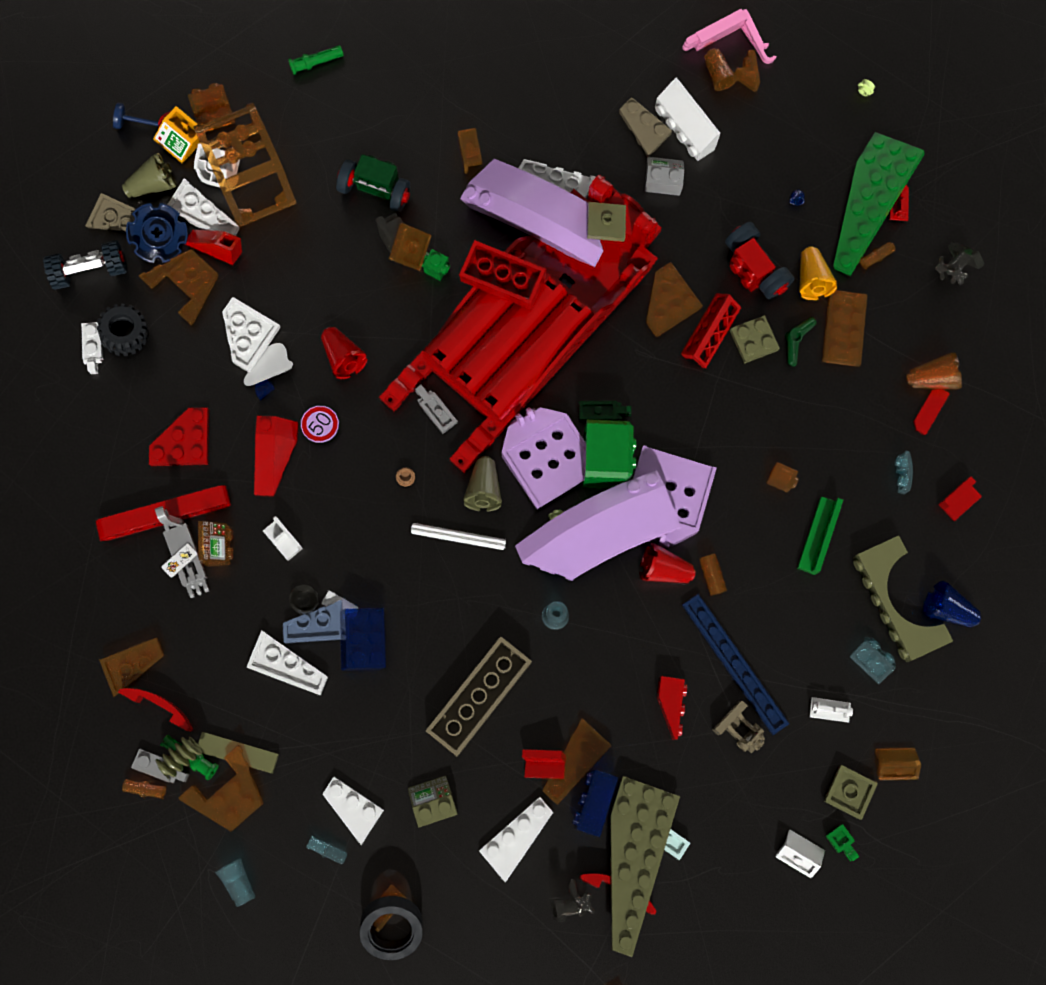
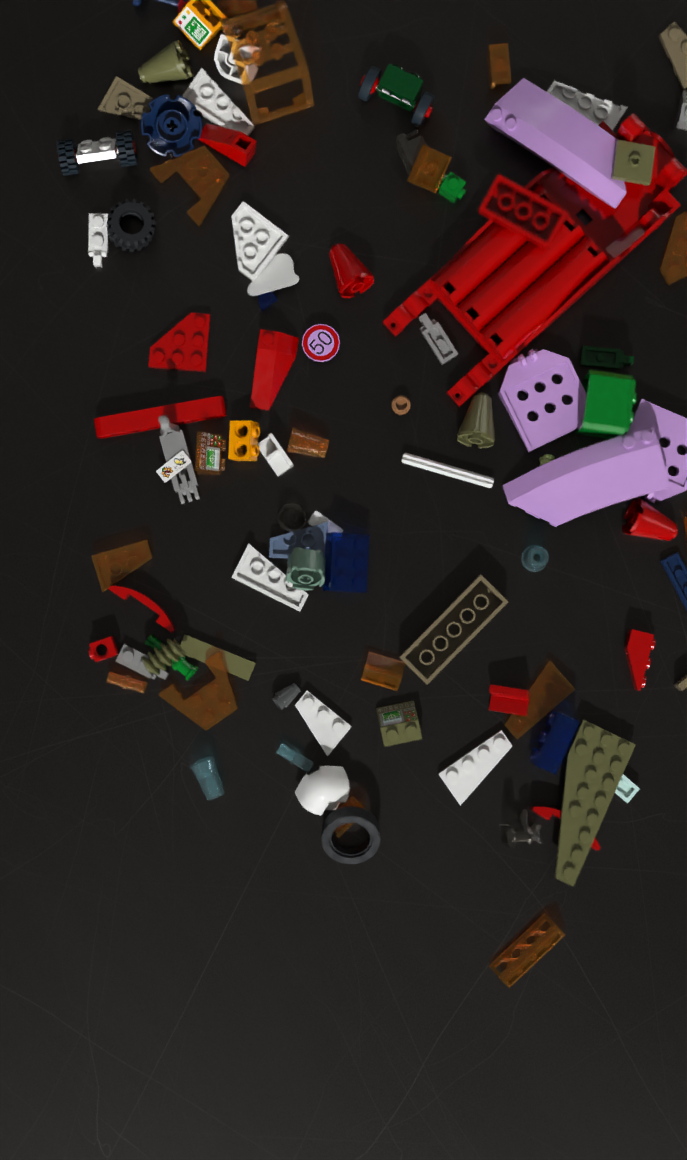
camera: 10 degrees right, 10 degrees up
(126, 756) = (112, 649): none -> red brick
(245, 527) = (238, 441): none -> light orange brick
(312, 785) = (286, 696): none -> dark grey cone
(313, 524) = (307, 444): none -> clear orange plant
(321, 649) = (306, 568): none -> sand green brick
(358, 881) = (323, 789): none -> white brick
(411, 748) = (383, 671): none -> clear orange panel

